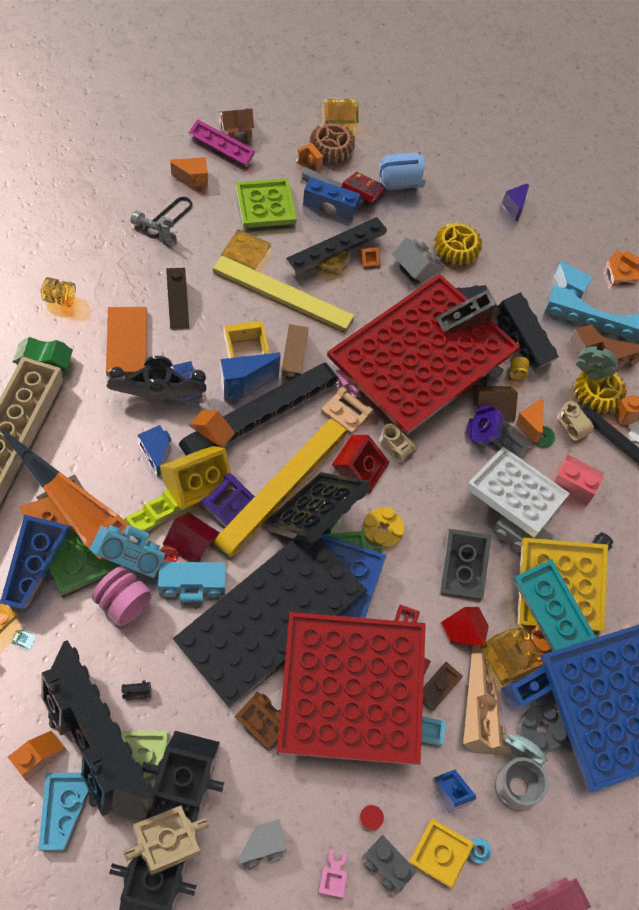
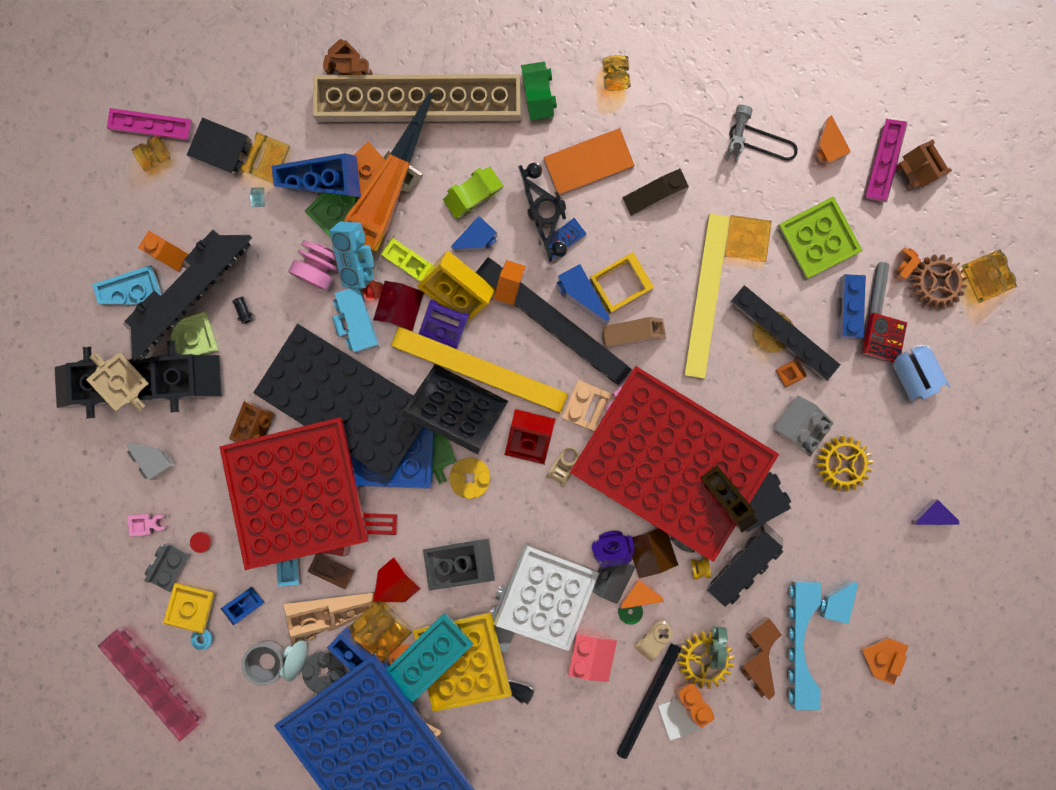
camera: 85 degrees right, 25 degrees up
(112, 437) = (468, 195): none -> lime brick

